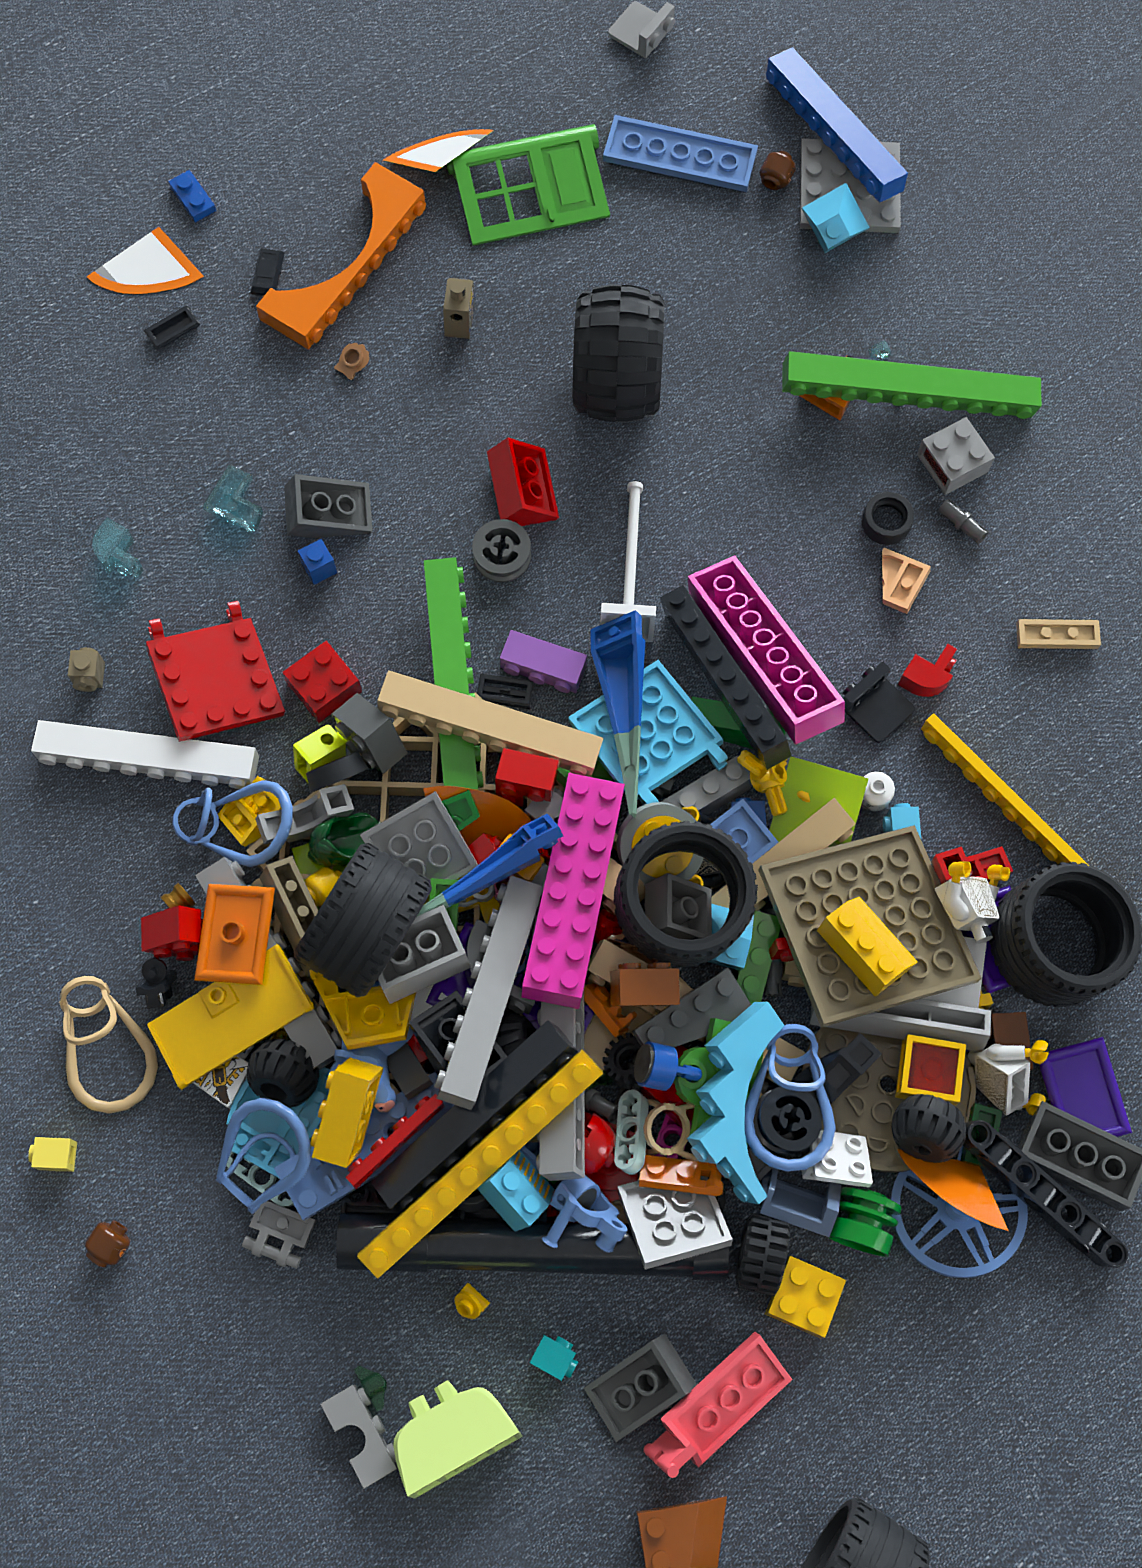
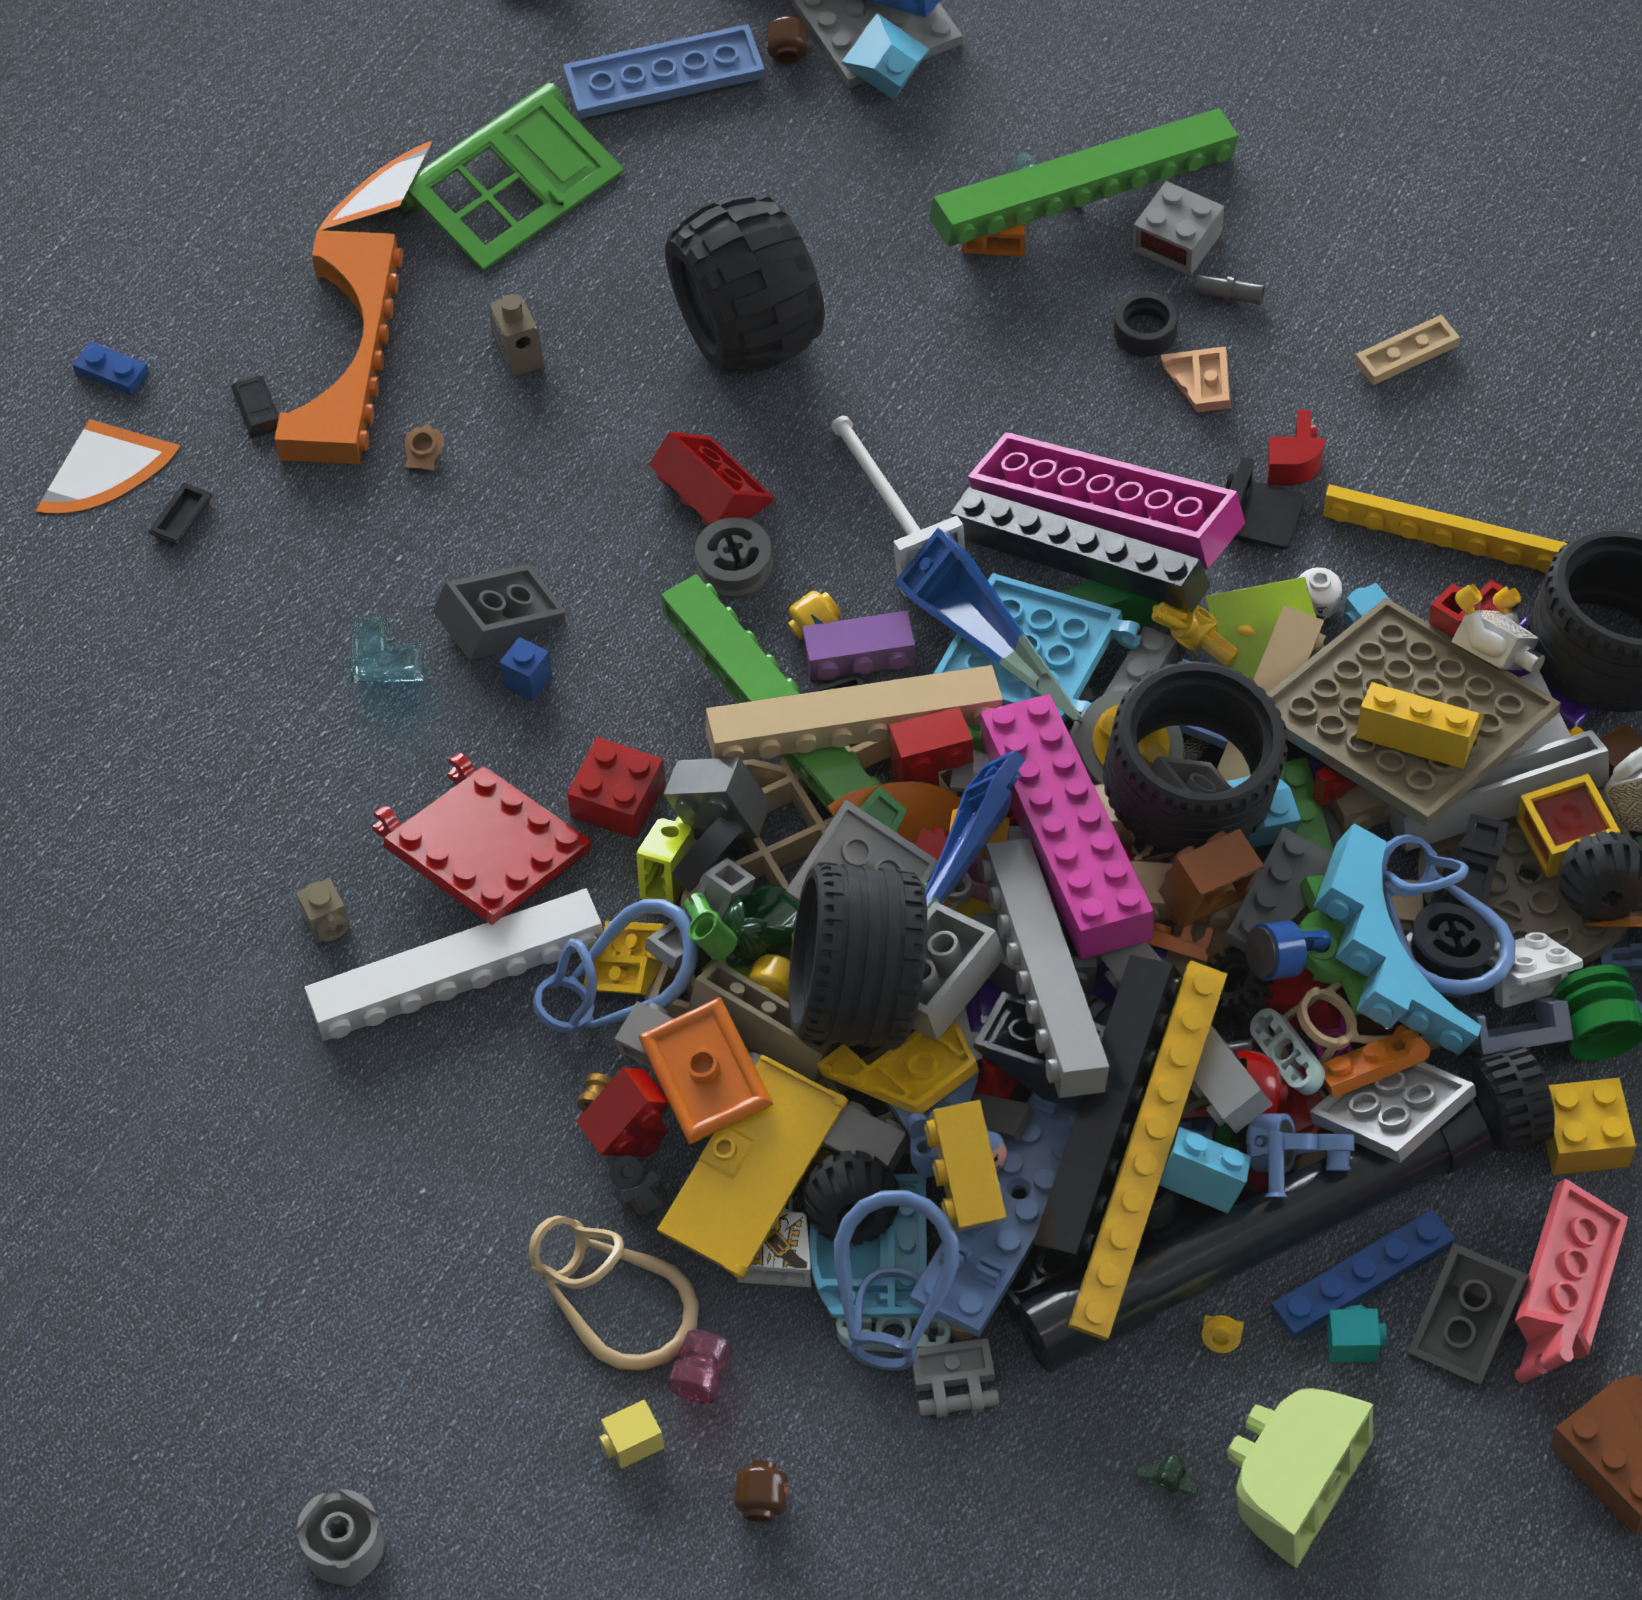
camera: 25 degrees left, 15 degrees down
(111, 548) = (269, 776): clear light blue brick -> none
(122, 1133) = (697, 1372): none -> clear pink wheel
(294, 834) = (708, 928): none -> bright green pin
(351, 1408) = (1165, 1509): light grey arch -> none
(386, 1148) = (1028, 1198): red plate -> none
(528, 621) = (812, 610): none -> yellow head
(590, 1314) = (1363, 1273): none -> blue plate

